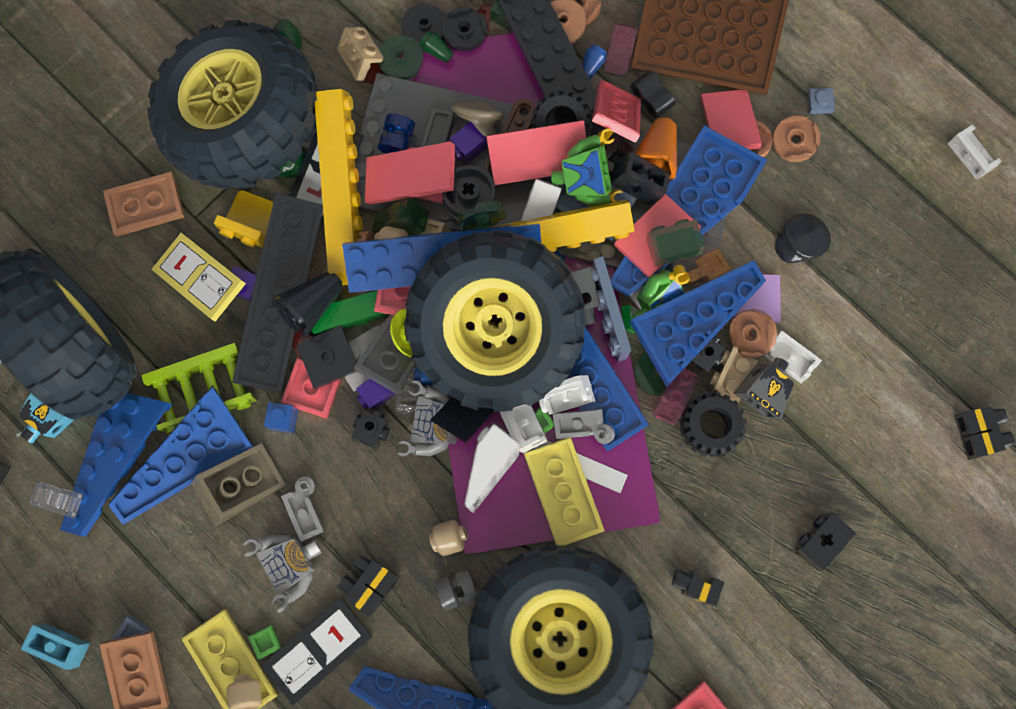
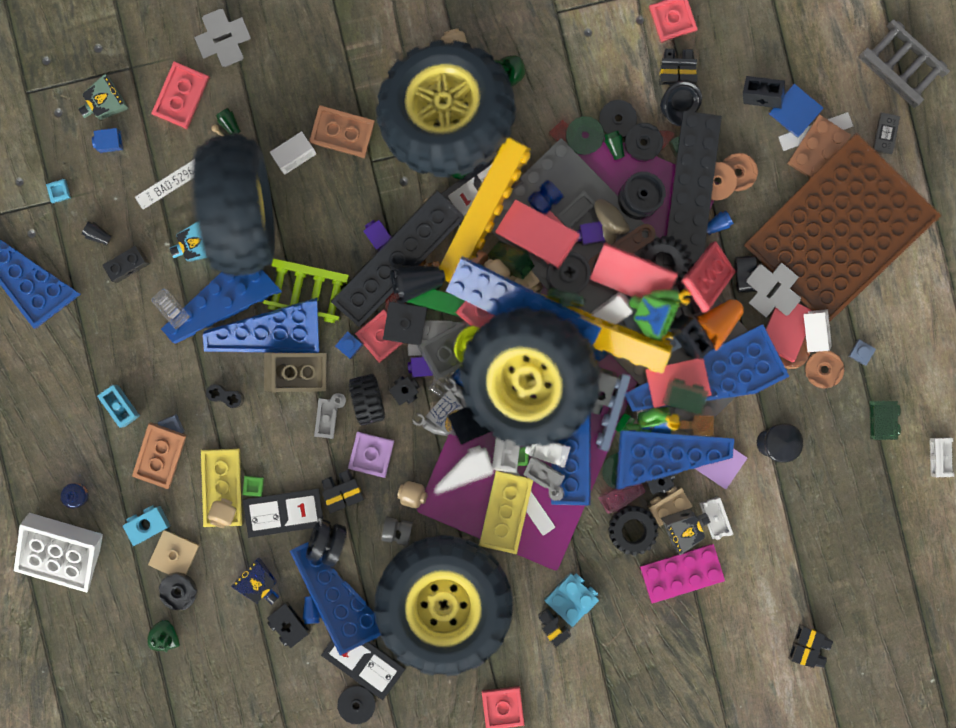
camera: 30 degrees right, 10 degrees up
(103, 255) = (293, 153): none -> white hinge
(173, 559) = (225, 396): none -> black axle
(198, 277) = (350, 211): tile -> none
(246, 219) = (408, 190): yellow bracket -> none
(286, 564) = (296, 445): light grey torso -> none
(333, 462) = (366, 399): none -> black tyre
(358, 51) = (558, 113): tan bracket -> none
(377, 523) = (371, 454): none -> lavender tile
(383, 653) = (326, 542): none -> black wheel
(495, 75) = (641, 195): none -> black wheel
(621, 49) = (747, 225): clear pink bracket -> none
(697, 542) = (572, 599): none -> medium azure plate
(701, 94) = (781, 295): none -> light grey piece
(742, 333) = (693, 483): nougat plate -> none
(763, 102) = (817, 330): none -> white hinge
(795, 440) = (682, 573): none -> dark pink plate
(837, 537) = (665, 652): black brick -> none
(891, 150) = (884, 420): none -> clear green brick

